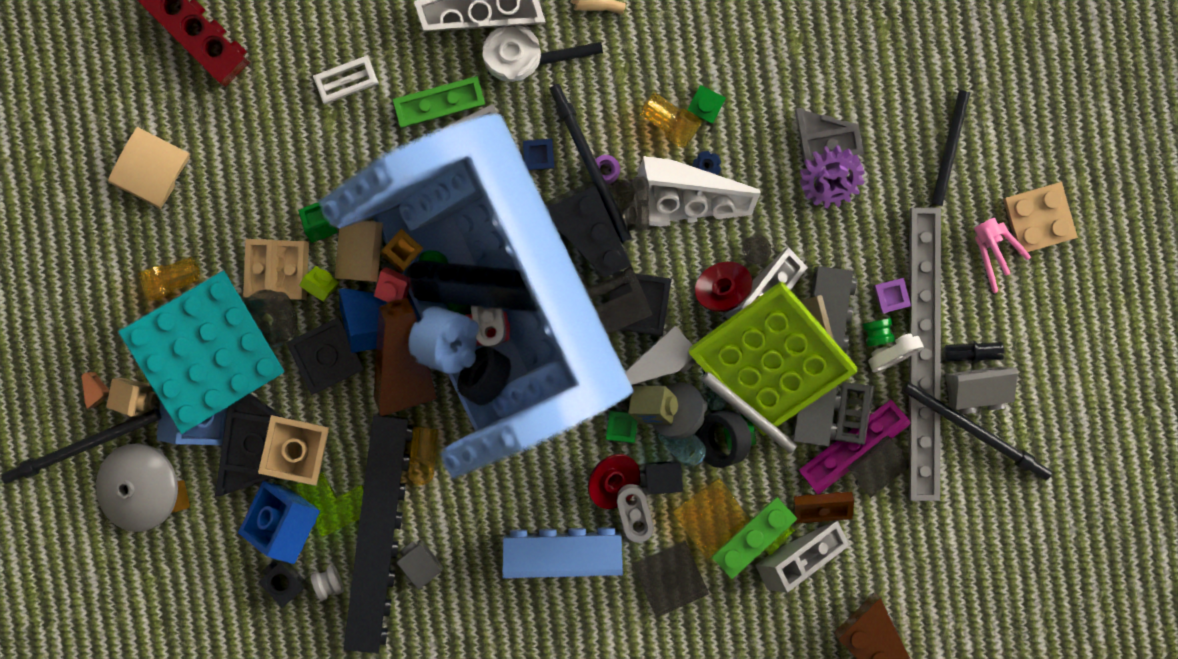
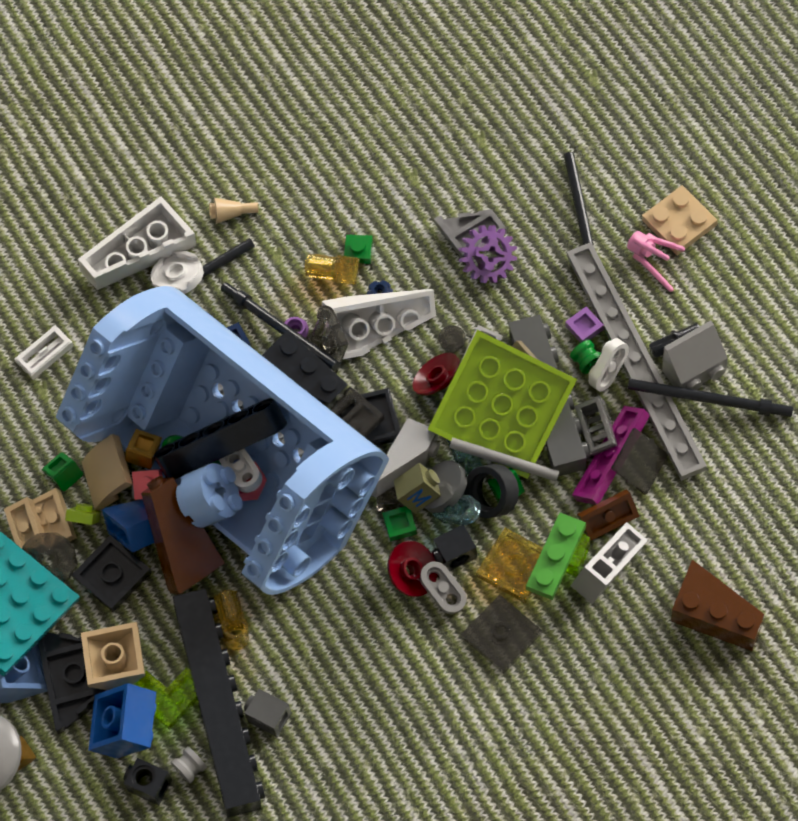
camera: 15 degrees left, 25 degrees down
(485, 377) = (256, 504): black tyre -> none
(562, 553) = (394, 647): medium blue slope -> none

